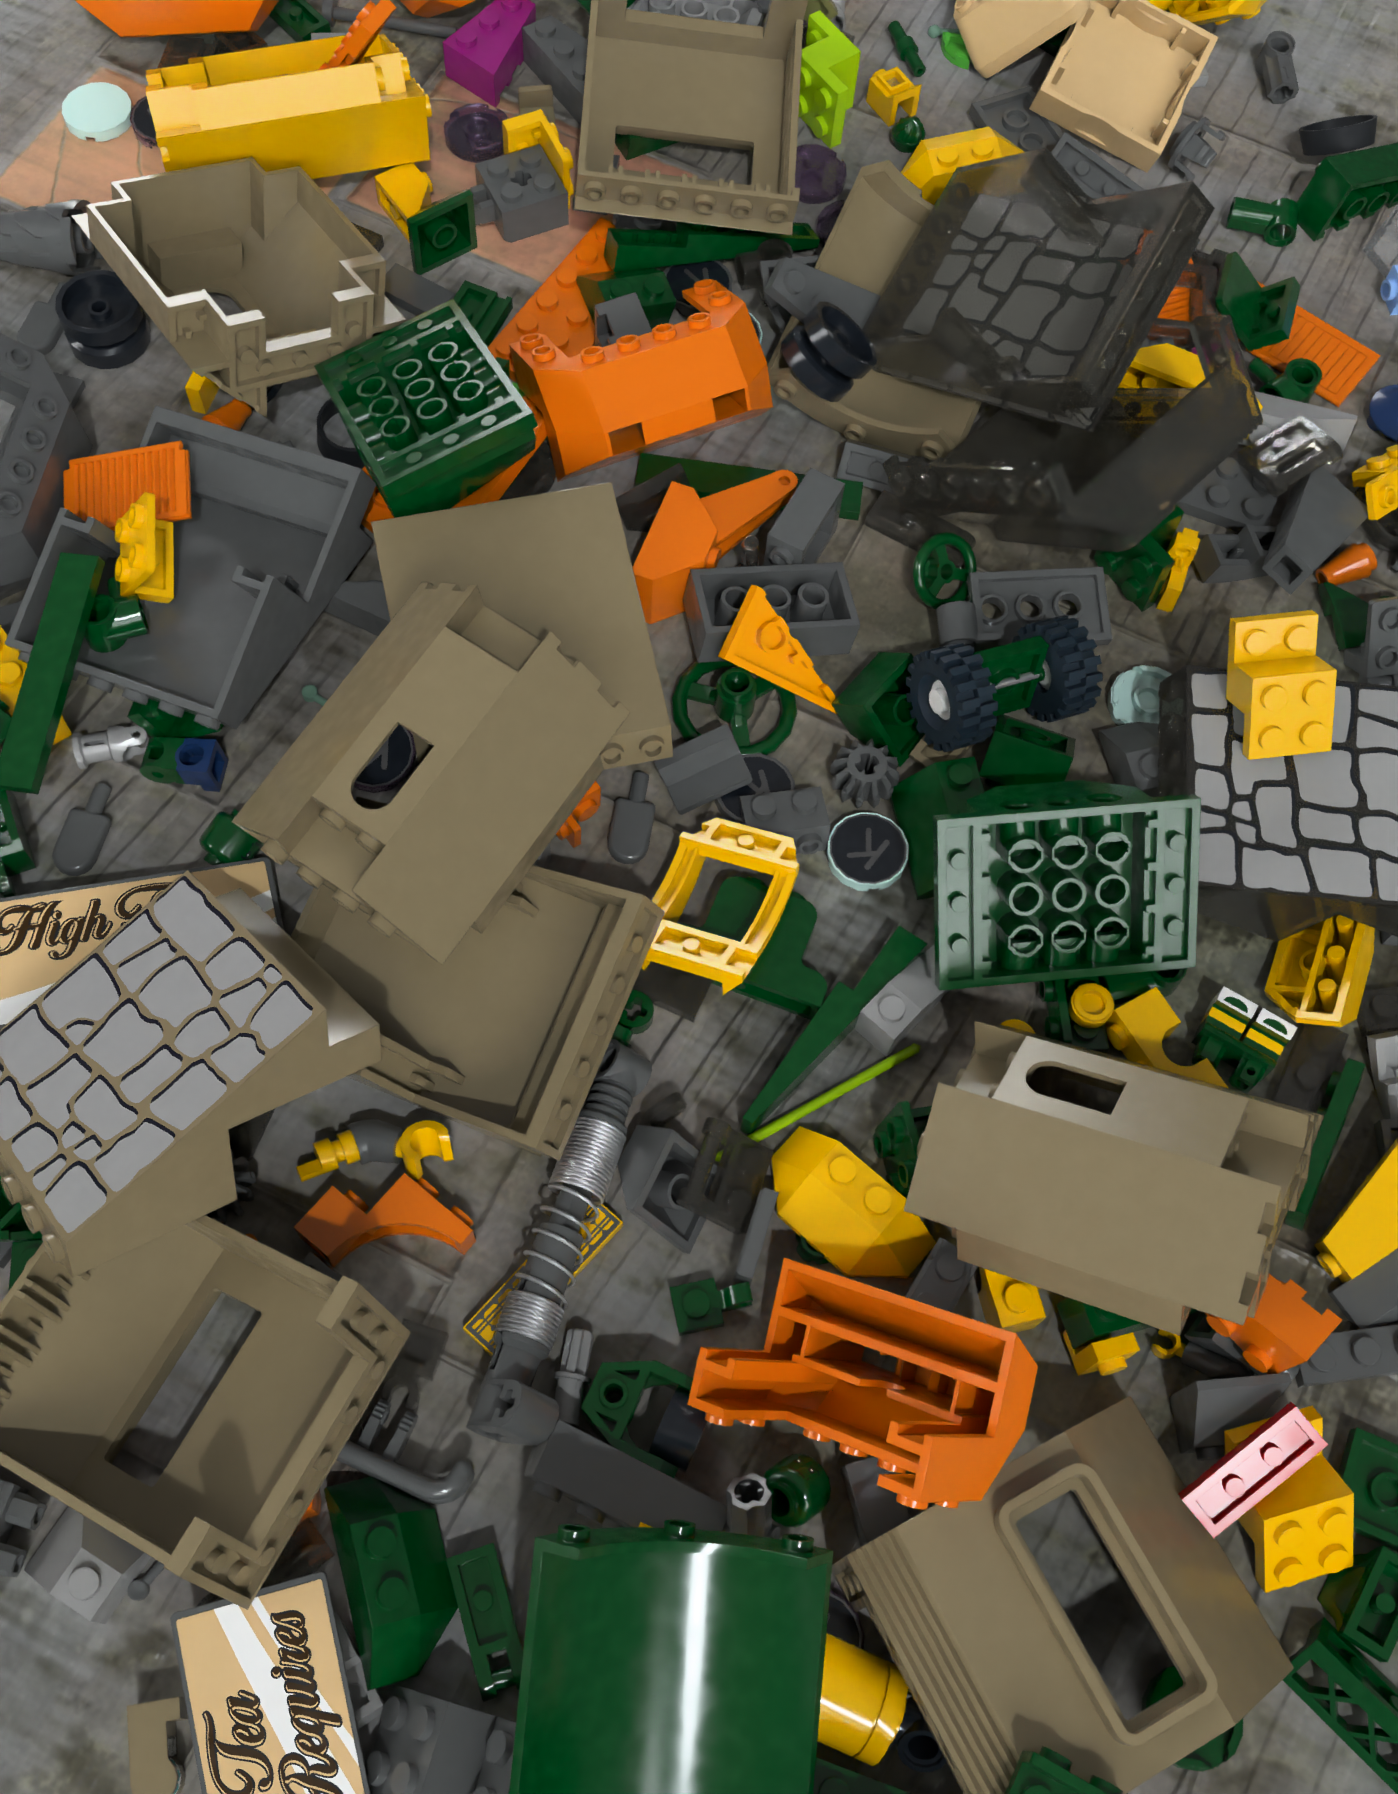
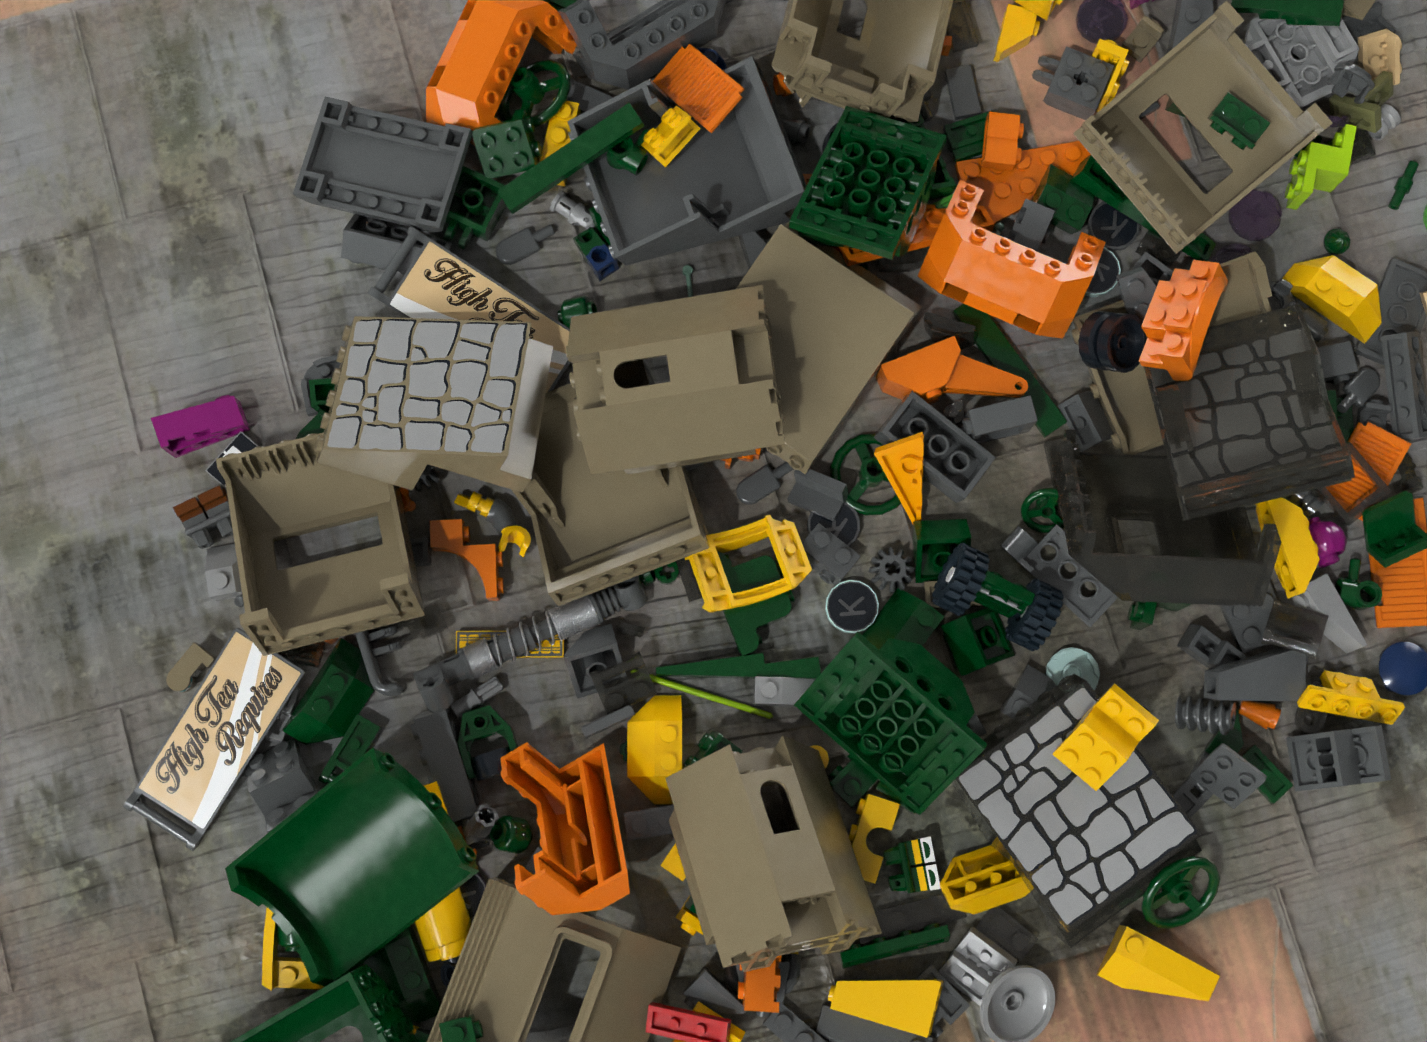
camera: 50 degrees right, 15 degrees up
(442, 231) = (1009, 68): dark green slope -> none
(507, 291) = (1001, 141): none -> orange brick
(700, 1305) = (559, 724): dark green plate -> none
(712, 89) = (1238, 121): none -> dark green bracket
(878, 260) = (1181, 317): none -> orange piece
(888, 90) = (1356, 206): yellow window -> none
(1091, 1005) = (862, 781): yellow tile -> none
(1182, 550) = (1173, 621): yellow hinge -> none
(1322, 596) = (1205, 716): none -> dark grey piece

